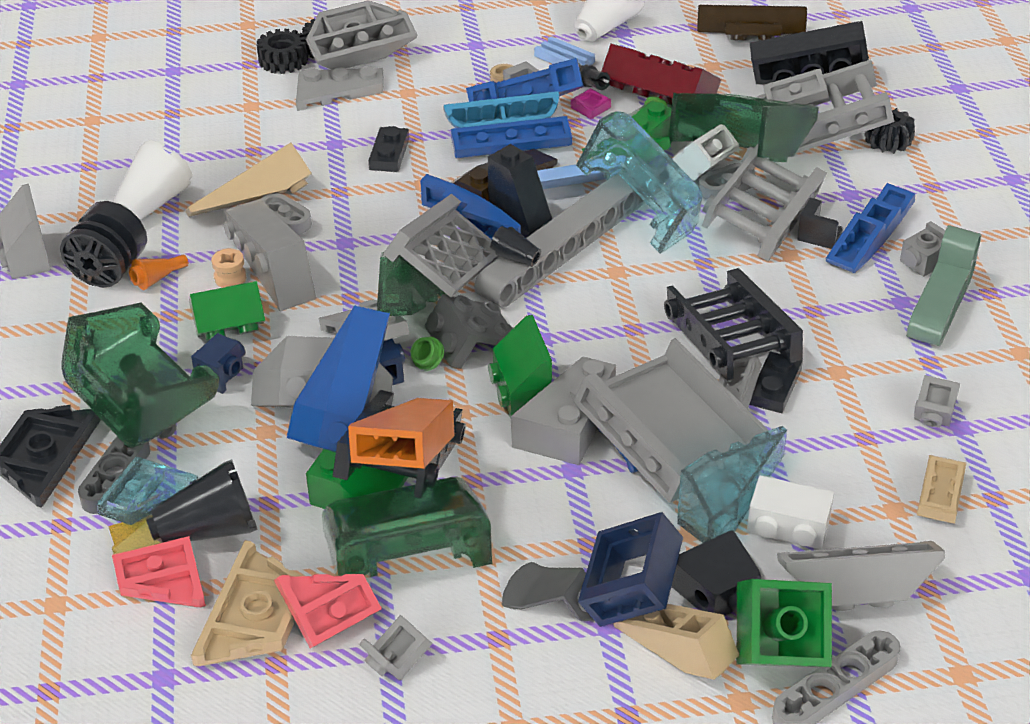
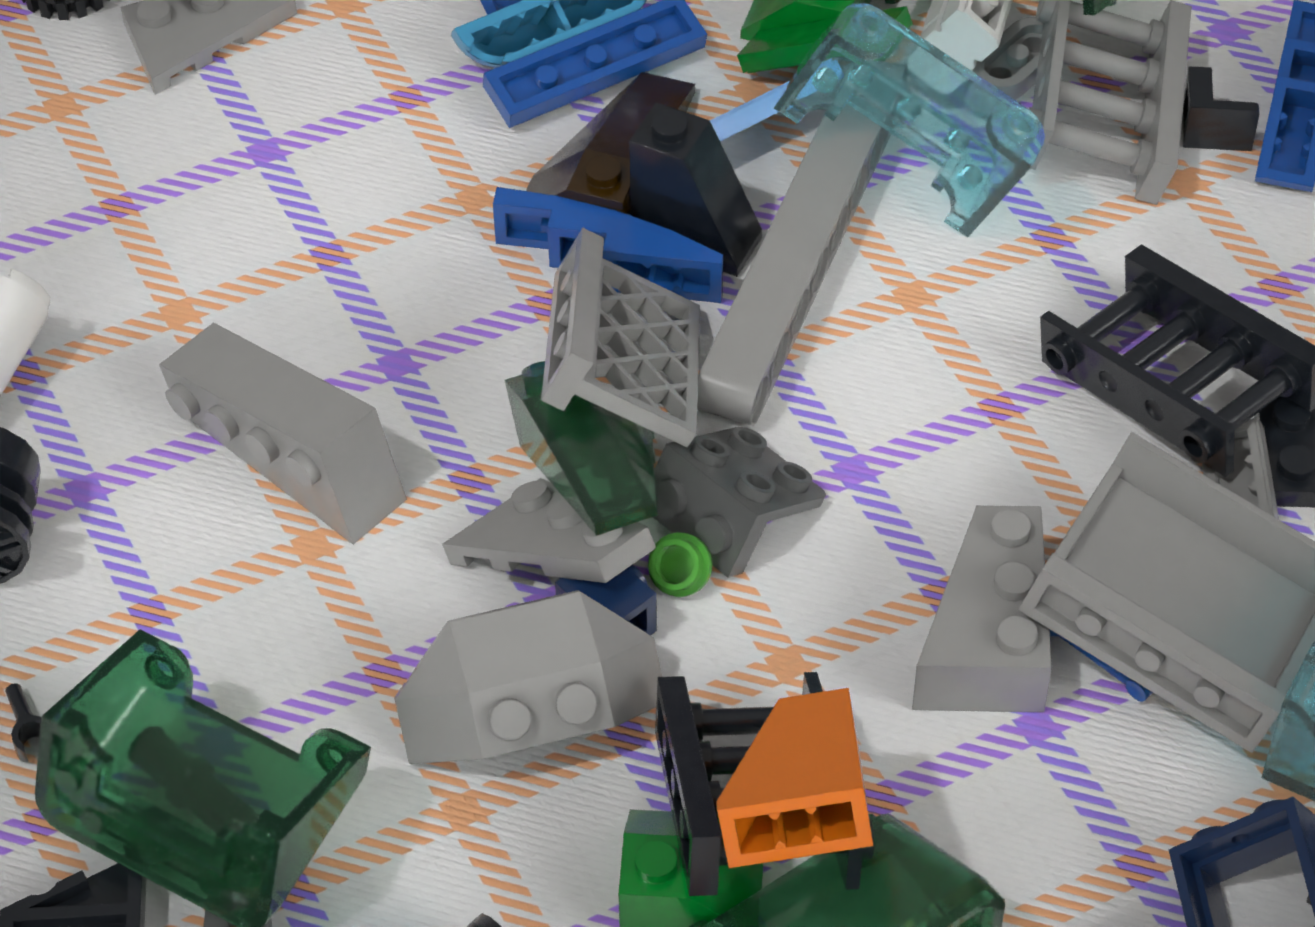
camera: 20 degrees left, 10 degrees up
(149, 271) = (69, 533): orange cone -> none
(222, 356) = (310, 691): dark blue brick -> none
(227, 310) = (269, 578): green slope -> none
(228, 267) = (231, 490): light nougat wheel -> none
(274, 174) = (193, 263): tan wedge -> none
(290, 211) = (268, 326): light grey plate -> none
(341, 381) = (601, 719): blue wedge -> none
(389, 149) = (378, 139): black plate -> none
(513, 246) = (747, 308): black cone -> none
(520, 365) = (879, 557): green slope -> none

